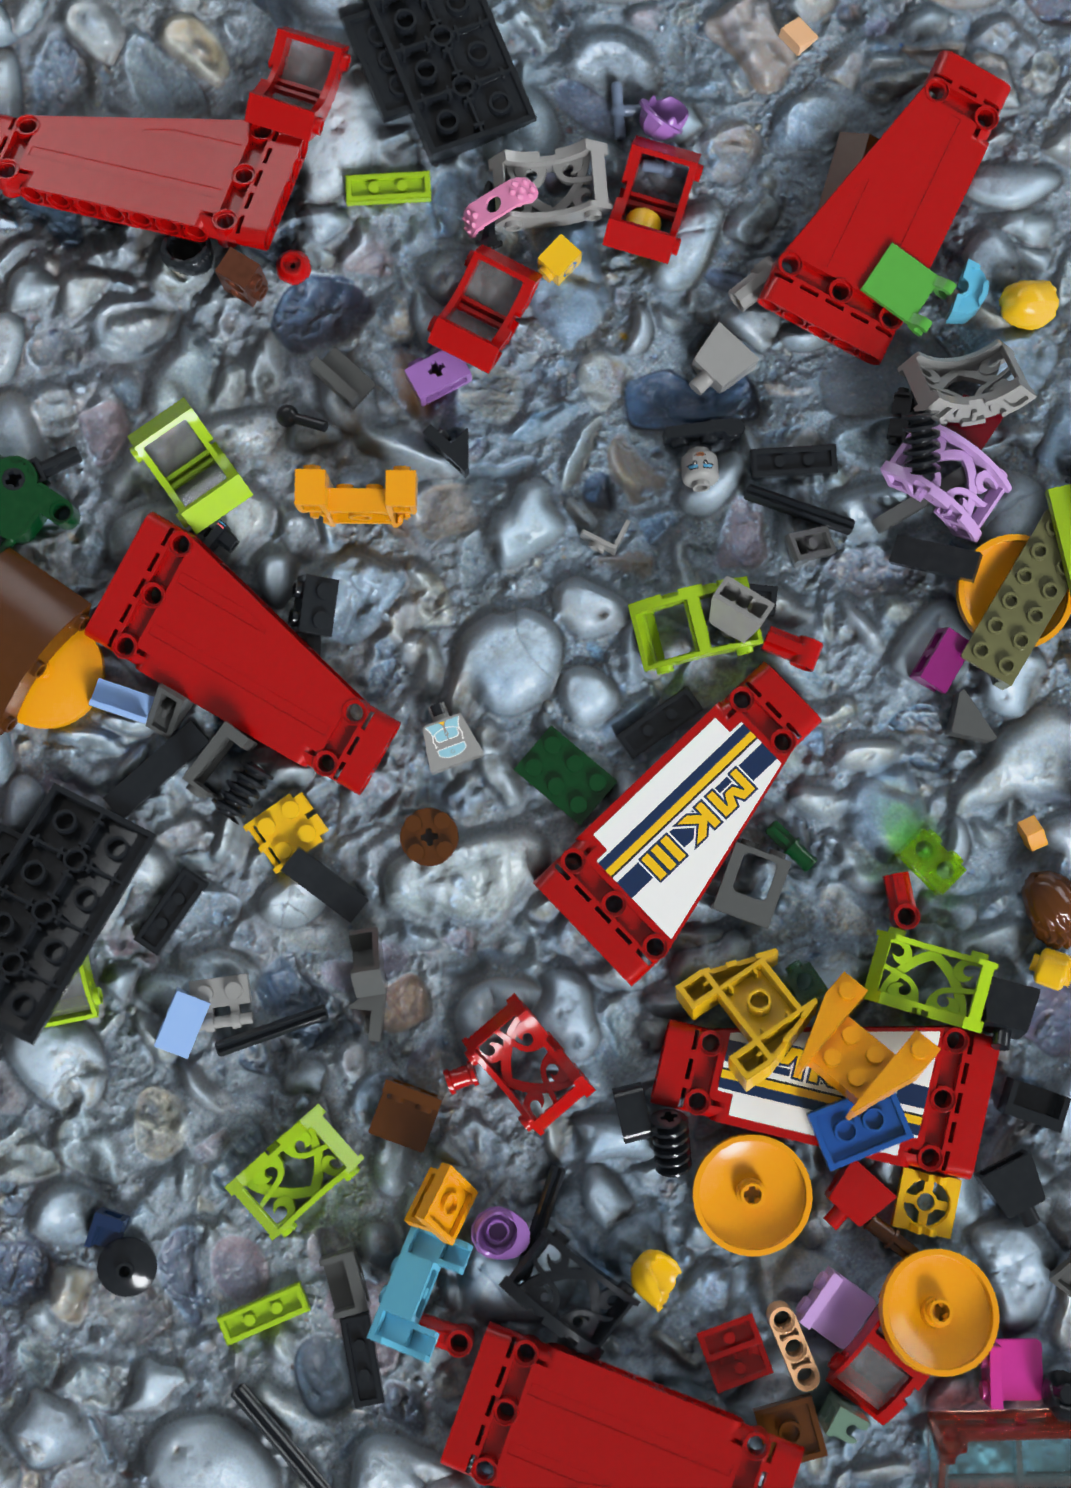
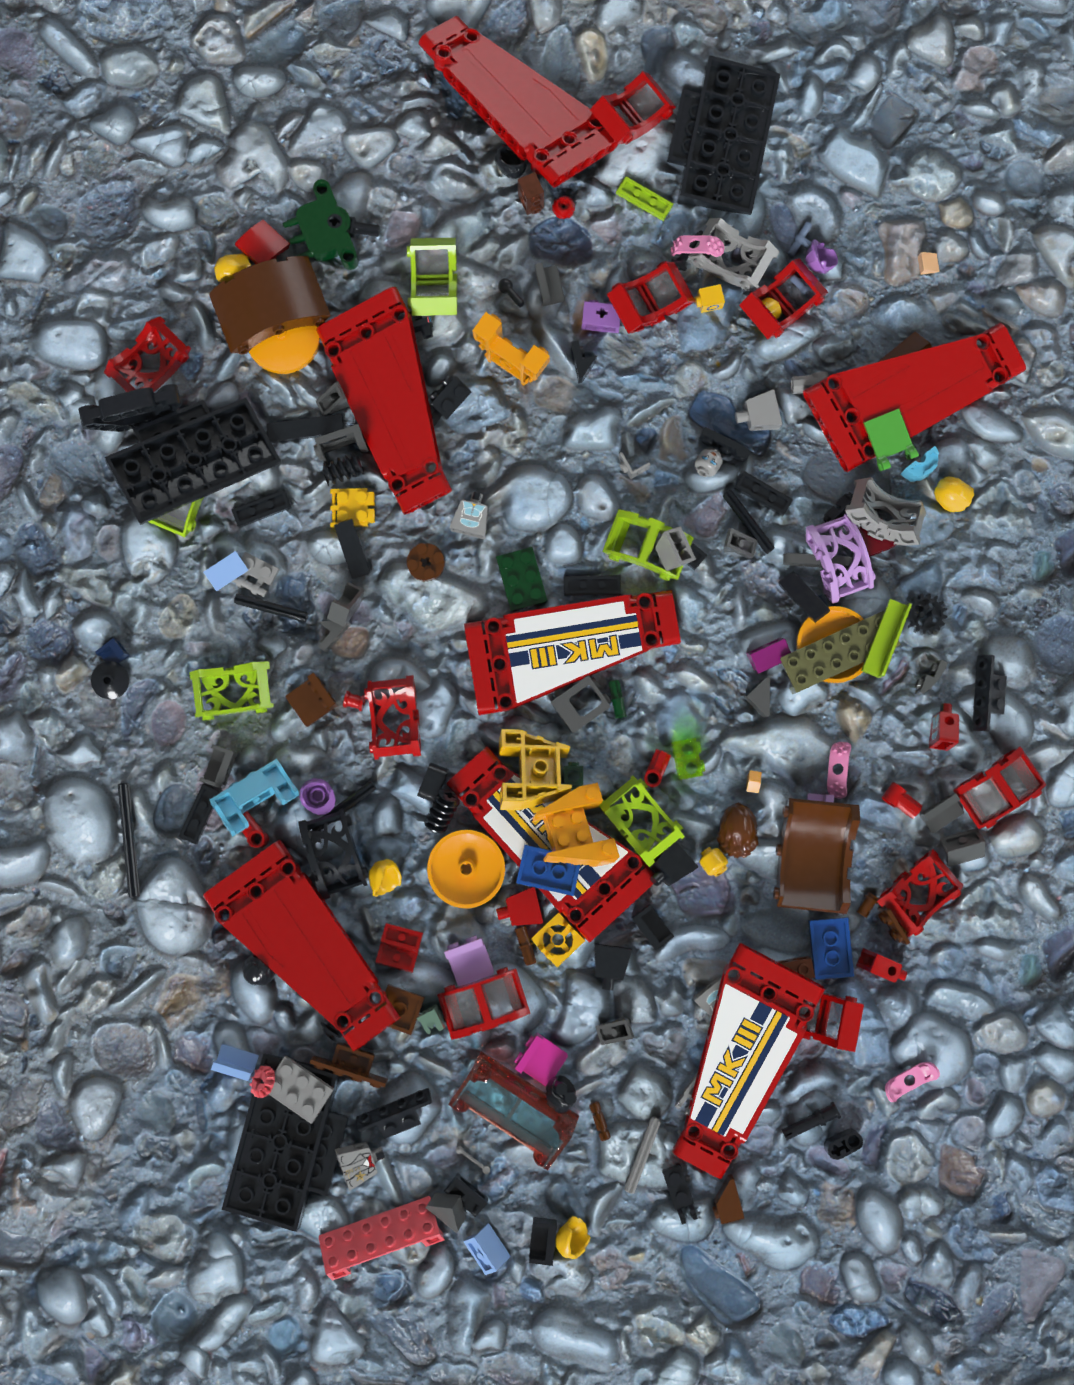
camera: 35 degrees right, 0 degrees up
(121, 701) = (311, 378): light blue panel -> none
(263, 1313) = (164, 754): lime tile -> none
(442, 1203) = (298, 759): light orange bracket -> none
(799, 651) = (694, 597): red piece -> none
(799, 1358) = (428, 973): light nougat beam -> none
(922, 442) = (837, 525): black piece -> none
(939, 1312) = (522, 997): light orange dish -> none

